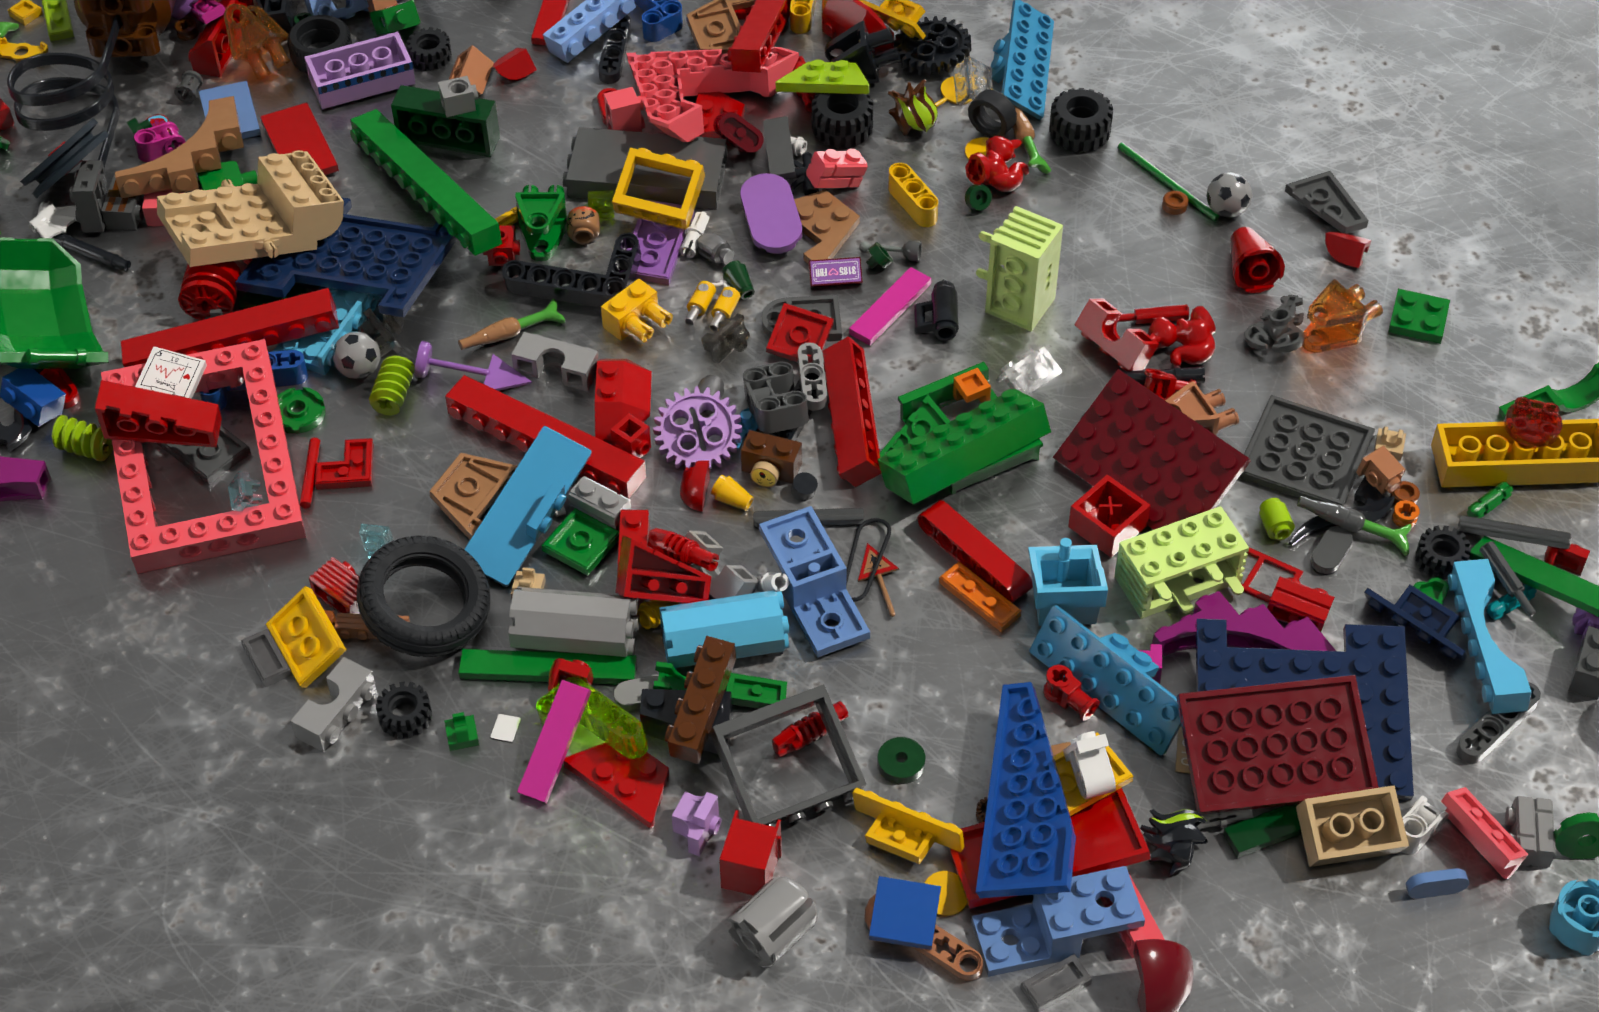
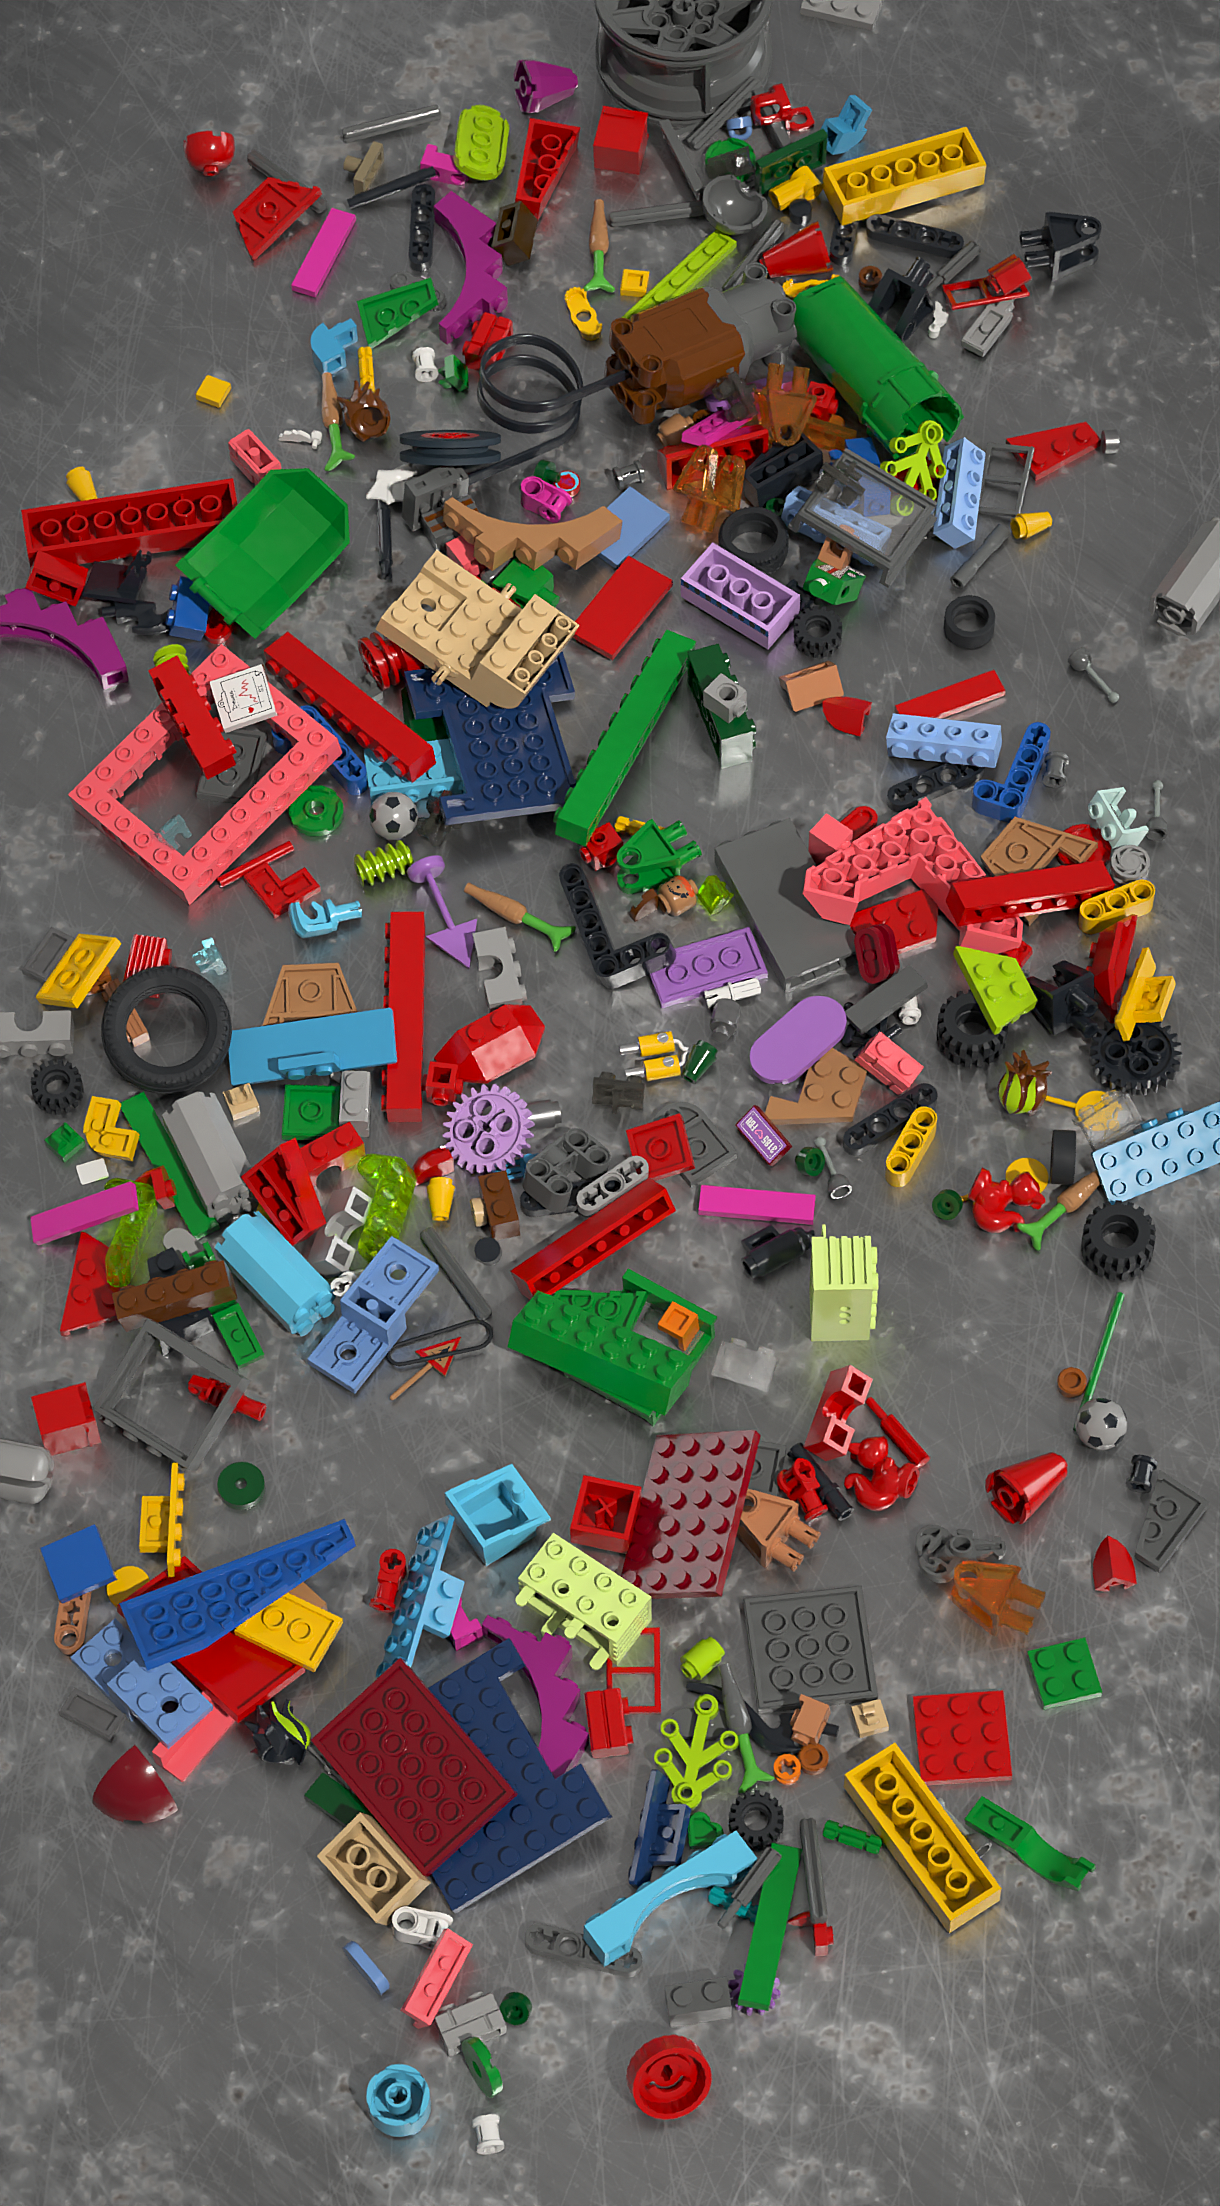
camera: 60 degrees right, 10 degrees up
(179, 42) = (671, 429): none -> medium nougat head
(405, 448) = (325, 917): none -> medium azure piece
(483, 699) = (103, 1135): none -> yellow plate
(573, 242) = (646, 906): none -> reddish brown tile
(631, 310) = (598, 996): yellow brick -> none
(654, 211) = (760, 961): yellow window -> none
(681, 549) = (331, 1193): red hinge -> none
(697, 820) = (78, 1364): lavender brick -> none
(720, 531) = (381, 1210): none -> clear neon green beam
(877, 198) = (887, 1116): none -> black beam
(974, 550) = (501, 1420): red beam -> none
(980, 596) = (457, 1454): orange tile -> none
(1091, 764) = (289, 1625): white pin -> none
(1280, 196) = (1141, 1473): none -> black bush
(1362, 562) = (695, 1757): none -> lime plant
(1437, 395) = (962, 1738): none -> red plate
(1533, 422) = (948, 1826): clear red tile -> none
(1533, 787) = (515, 2008): none -> dark green tile

